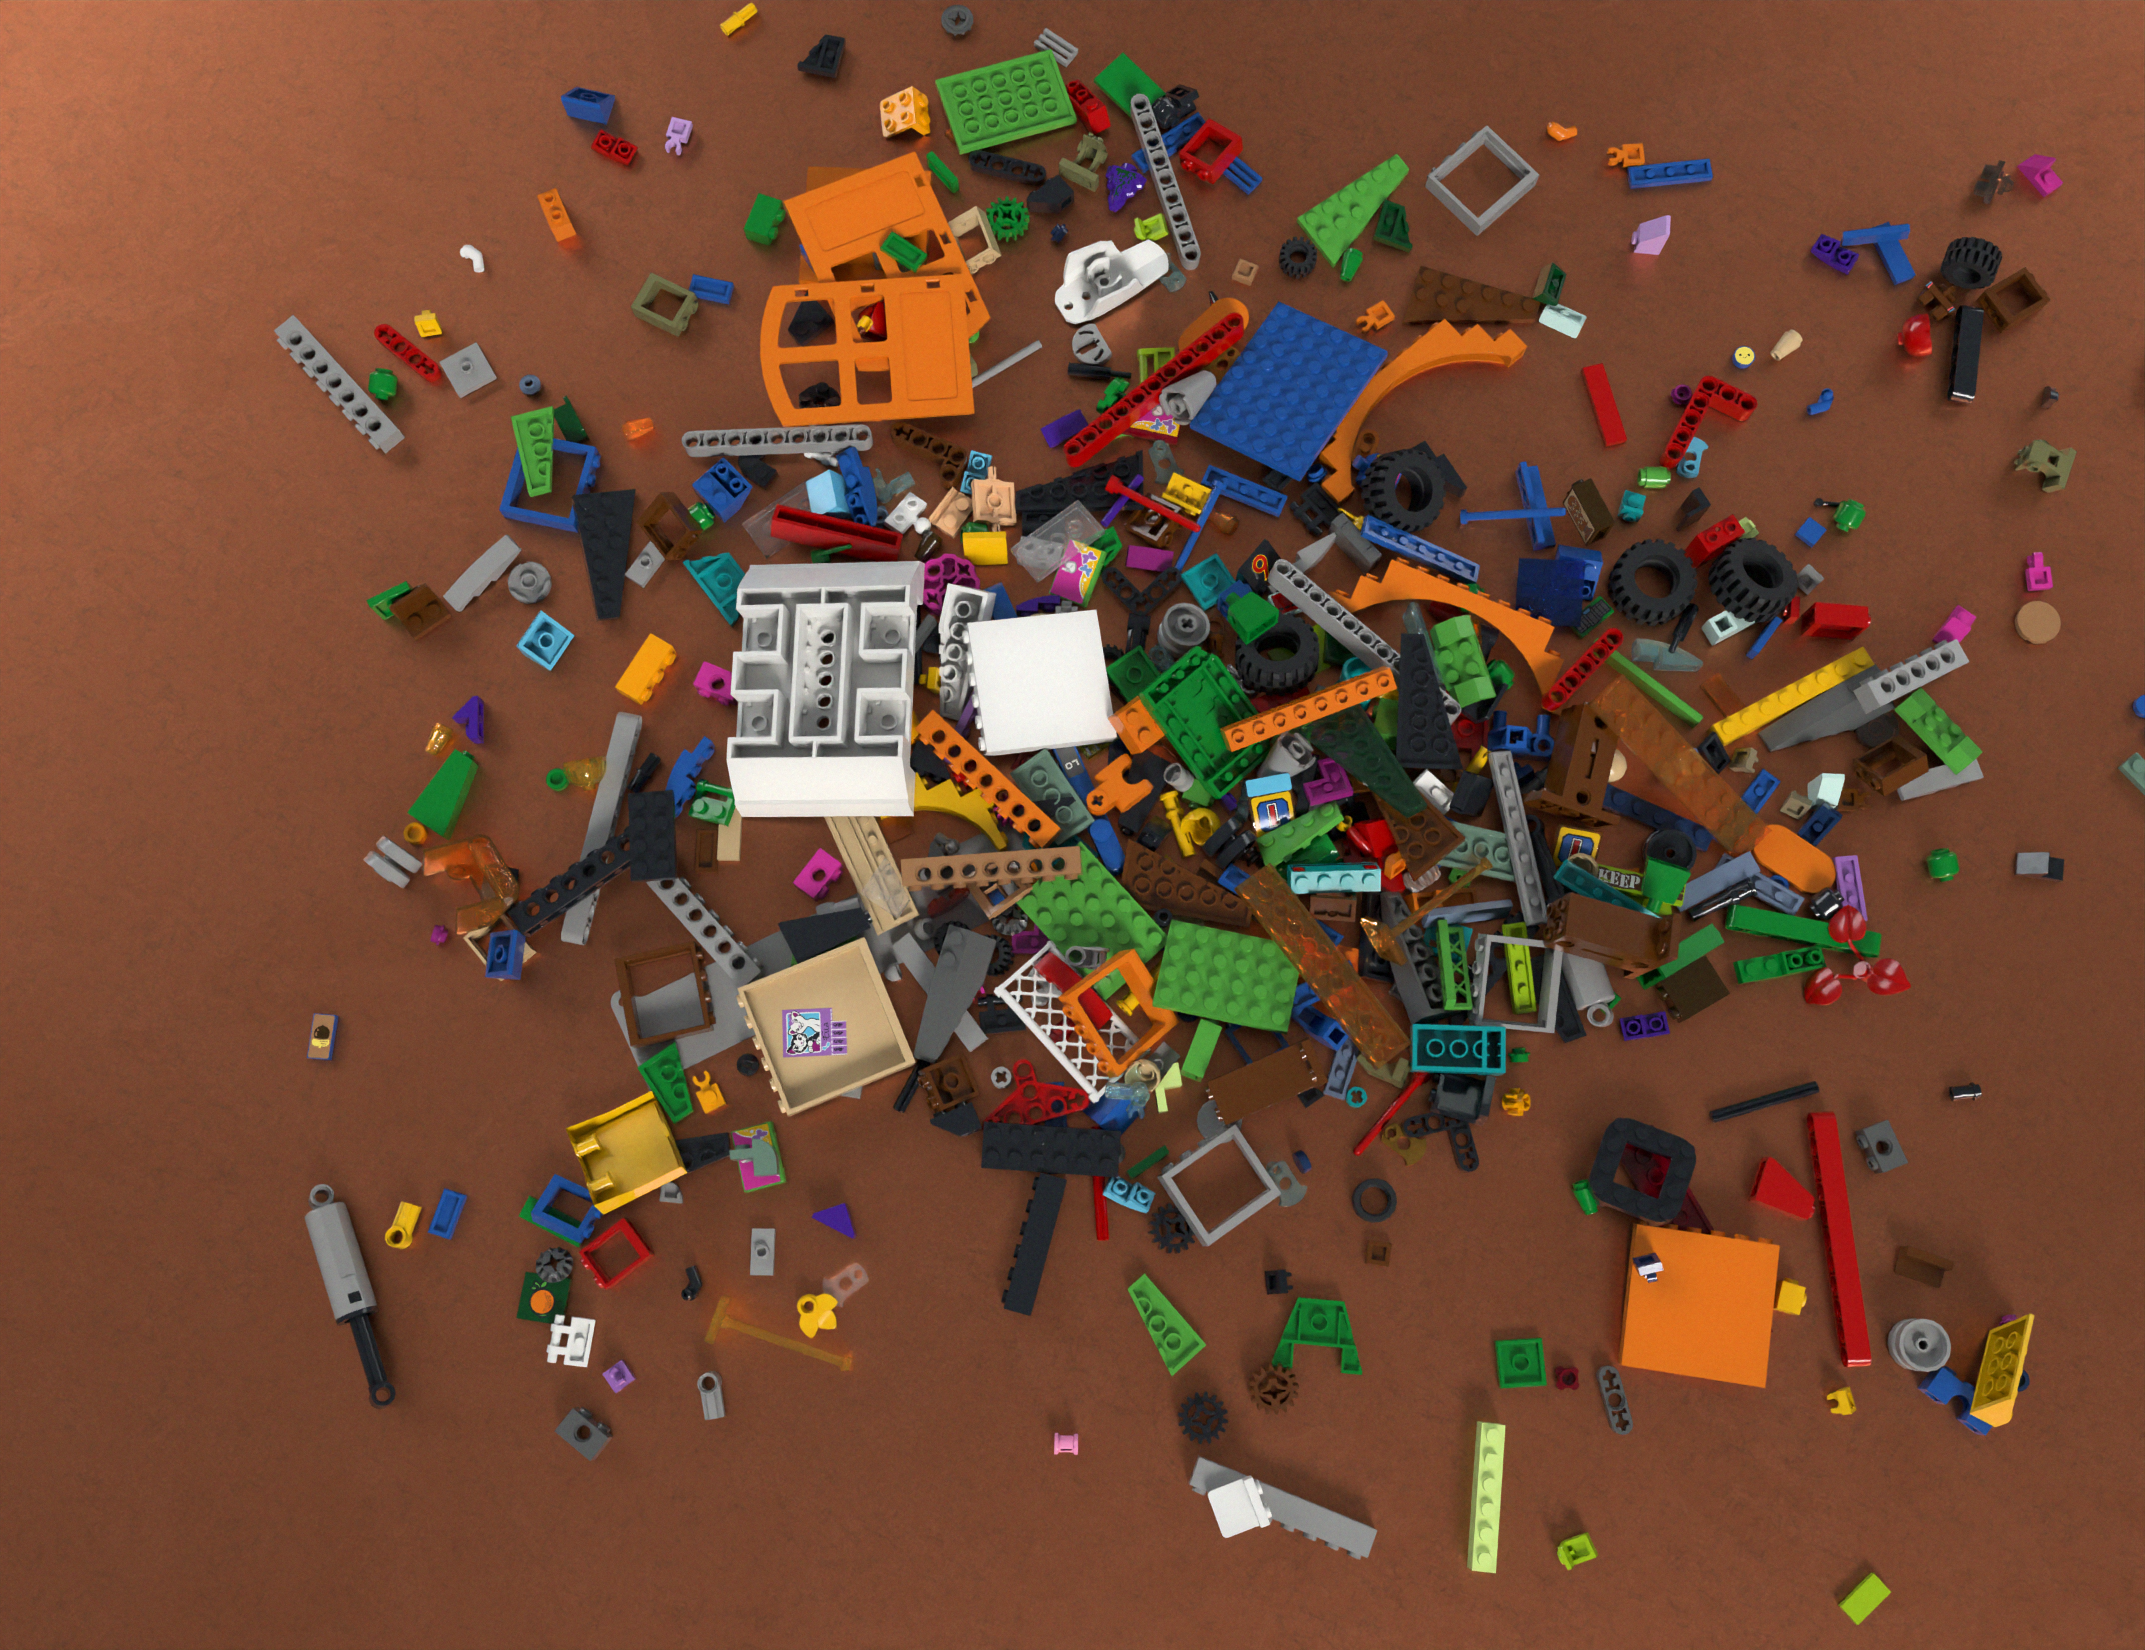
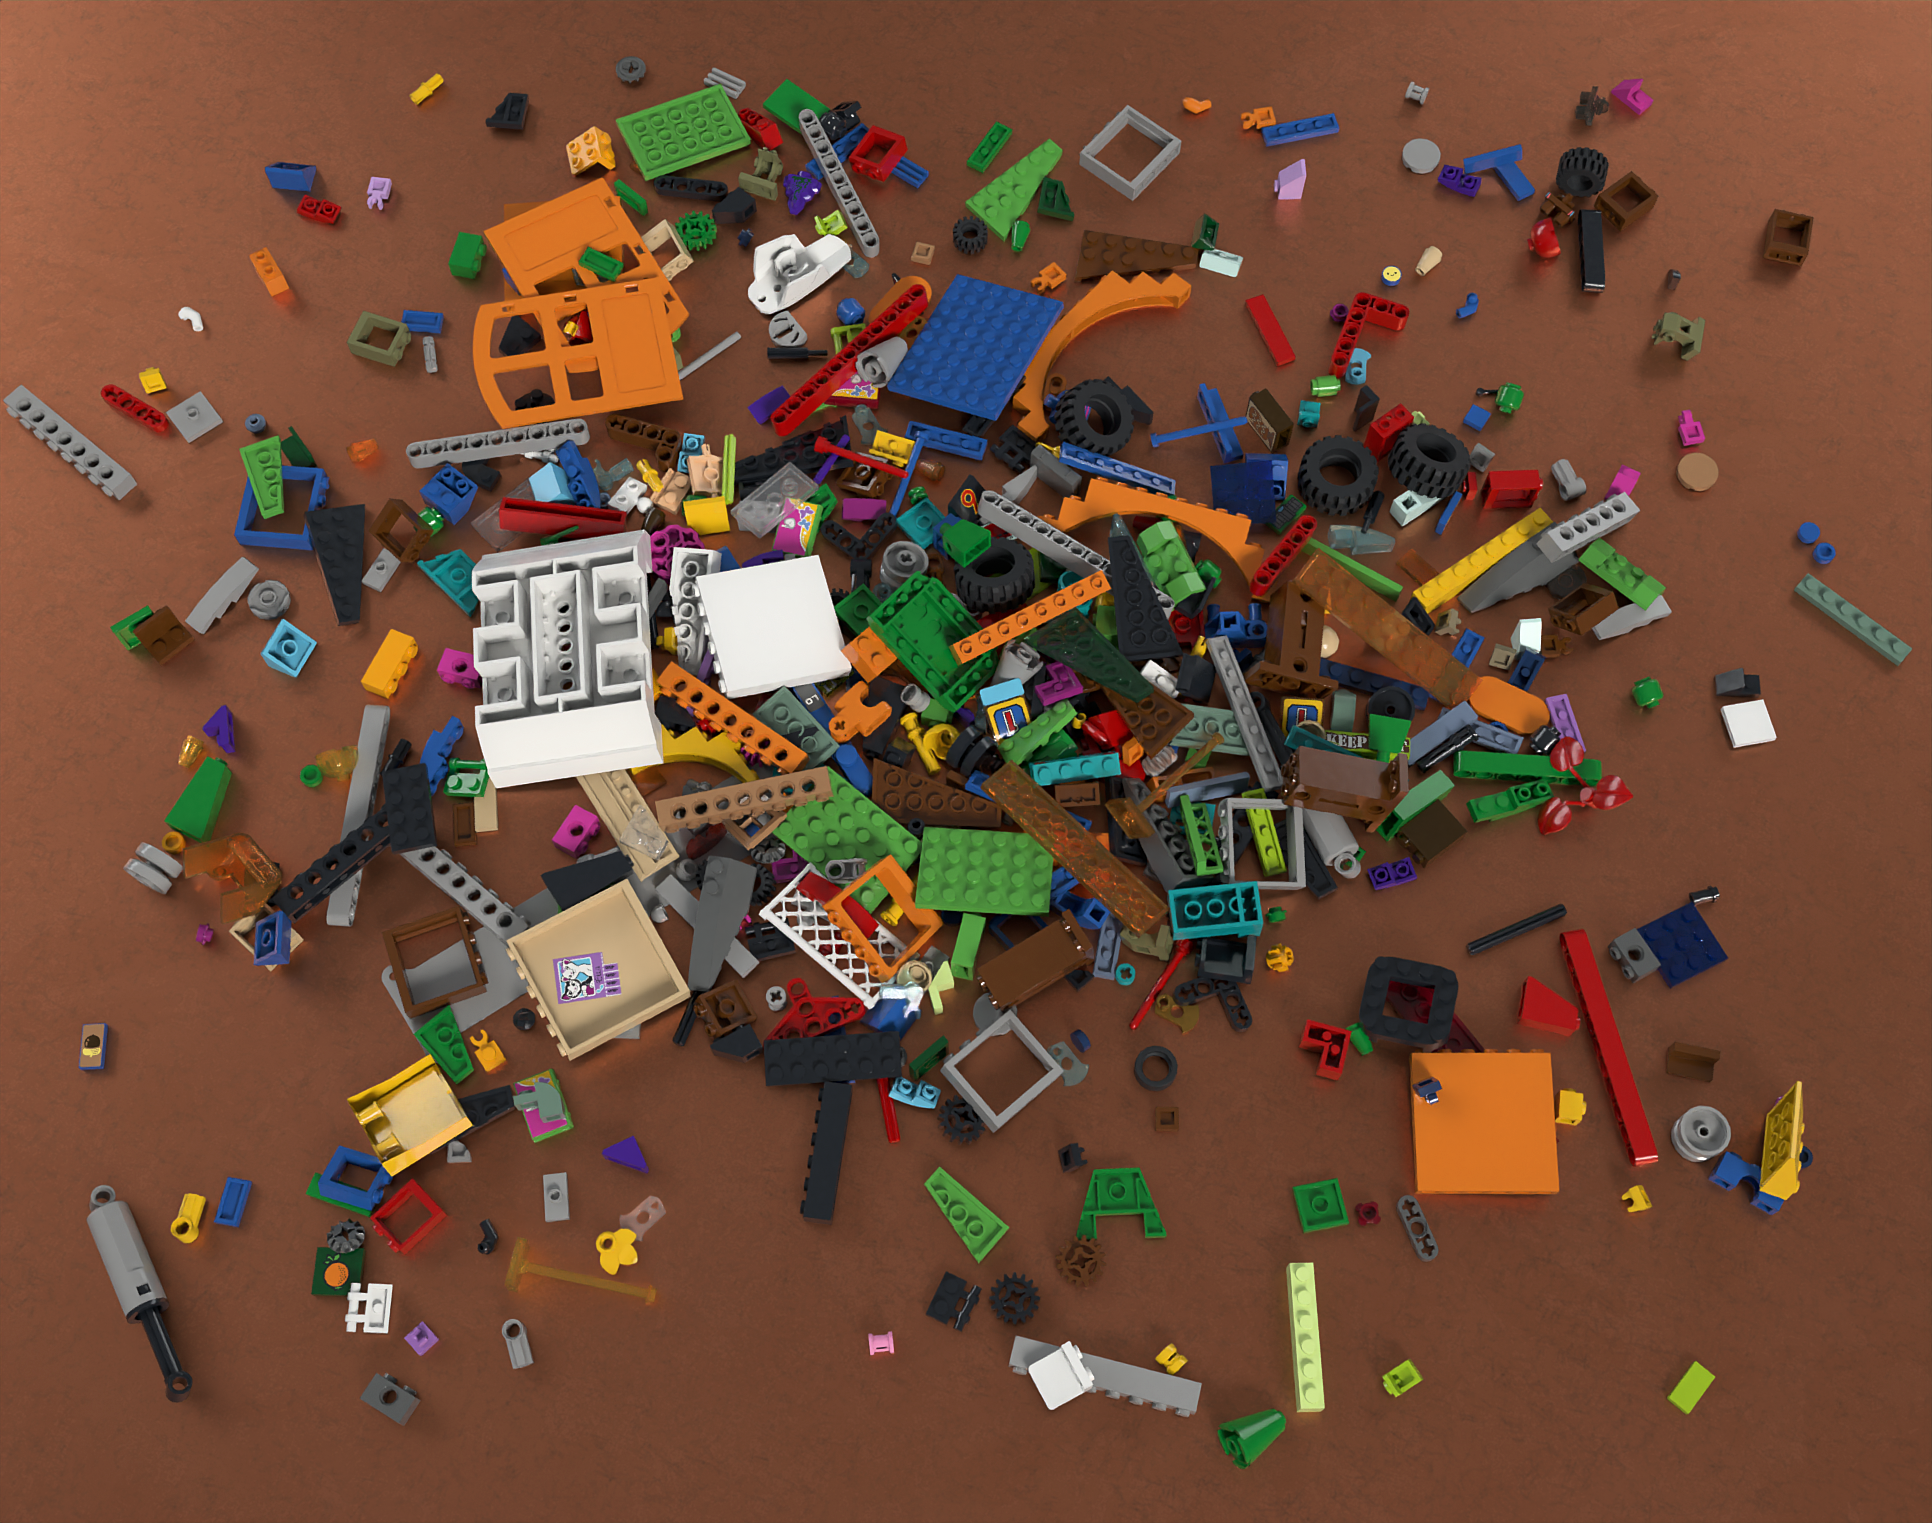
camera: 10 degrees left, 10 degrees down
(382, 383) = (112, 437): green head -> none
(716, 328) = (430, 354): none -> light grey axle
(931, 494) = (649, 475): none -> yellow axle
(1013, 497) = (728, 468): none -> lime axle
(1114, 392) = (813, 364): green plate -> none
(1135, 1407) = (946, 1298): none -> black plate
(1160, 332) = (850, 312): none -> blue head
(1207, 549) = (917, 494): none -> green bush
(1316, 473) = (1011, 417): blue plate -> none
(1331, 155) = (989, 147): none -> green tile
(1350, 1500) = (1175, 1363): none -> yellow wheel
(1419, 1587) = (1250, 1435): none -> green cone
(1556, 1203) = (1330, 1042): none -> red brick
(1620, 845) = (1342, 710): none -> sand green brick
(1797, 219) = (1421, 155): none -> light grey tile
(1801, 138) = (1423, 92): none -> light grey bush
(1898, 620) = (1569, 484): none -> light grey piece
(1933, 1140) = (1682, 944): none -> clear blue plate
(2043, 911) = (1748, 723): none -> white tile

